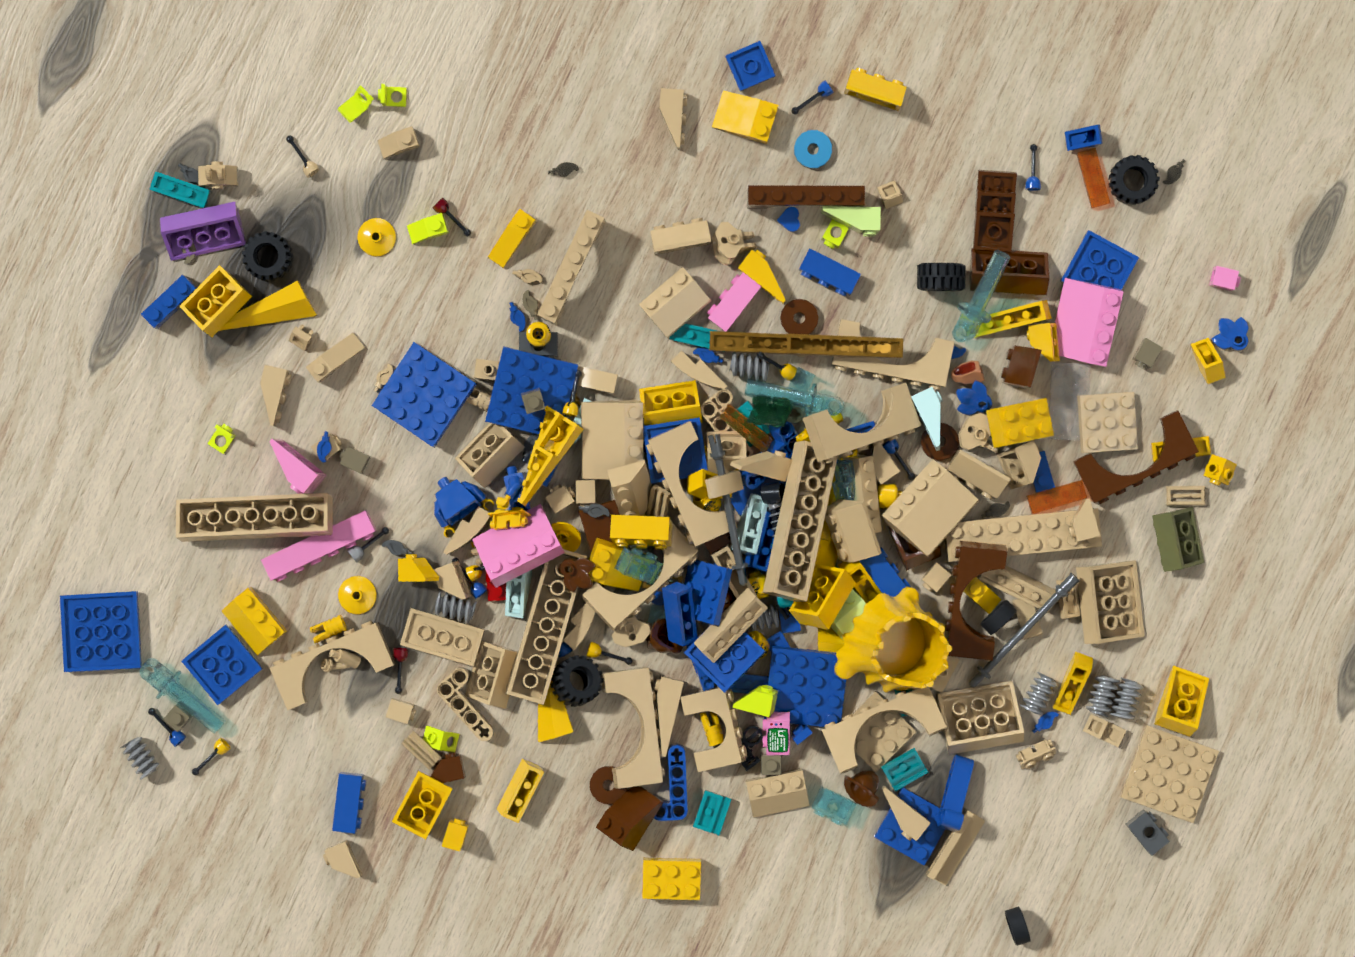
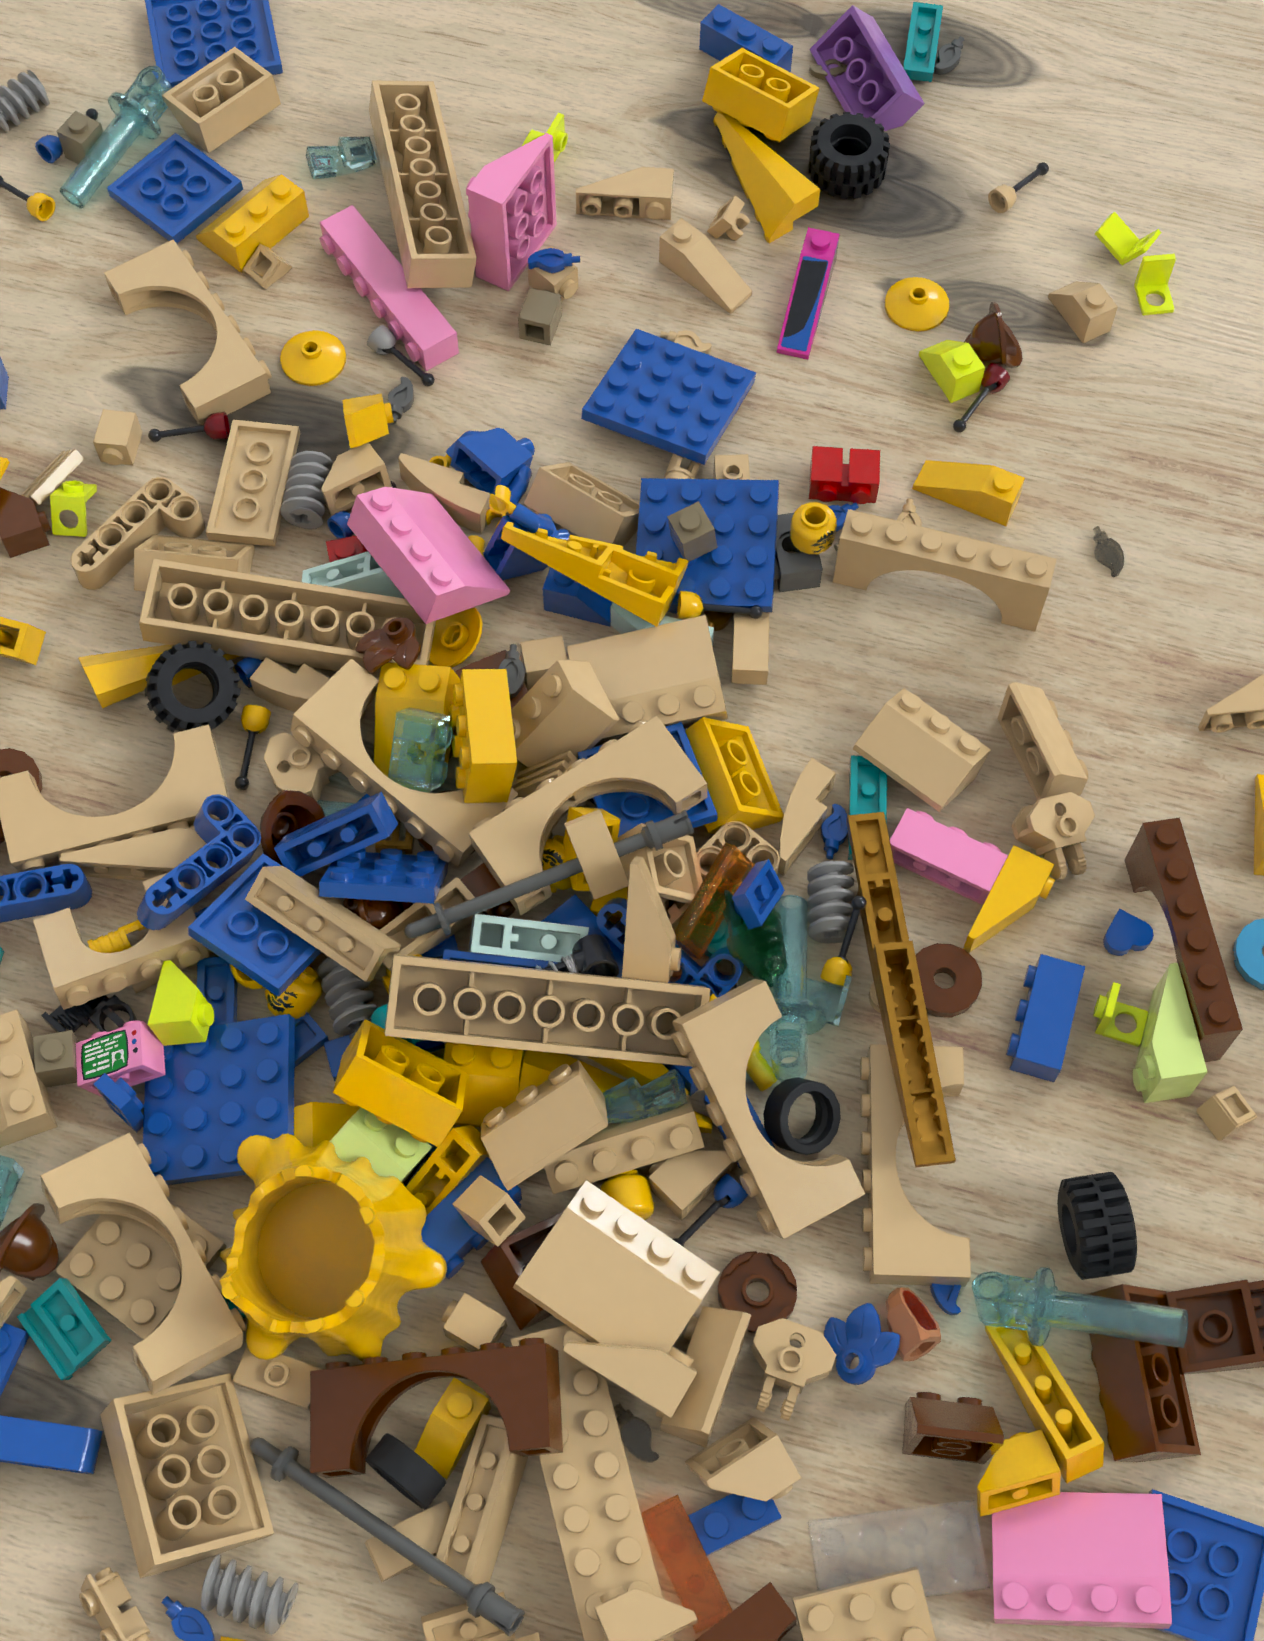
camera: 80 degrees right, 25 degrees down
(161, 630) = (222, 99): none -> tan slope
(212, 562) = (348, 157): none -> clear light blue slope
(217, 175) = (959, 74): tan hinge -> none
(287, 615) = (266, 266): none -> tan slope
(331, 627) = (251, 321): yellow hinge -> none
(343, 660) = (197, 340): tan plant -> none
(364, 301) = (808, 293): none -> slope
(417, 200) = (994, 340): none -> reddish brown helmet
(493, 306) = (849, 482): none -> red piece
(516, 517) = (476, 534): yellow hinge -> none
(560, 498) = (523, 620): tan brick -> none
(688, 687) = (195, 869): none -> blue beam
(748, 405) = (758, 894): none -> blue plate
(869, 397) = (825, 1122): none -> black tyre
(890, 563) = (489, 1210): none -> tan brick
(929, 410) = (809, 1257): light aqua slope -> none
(976, 505) = (644, 1371): none -> tan slope
(1020, 422) = (832, 1444): yellow brick -> none

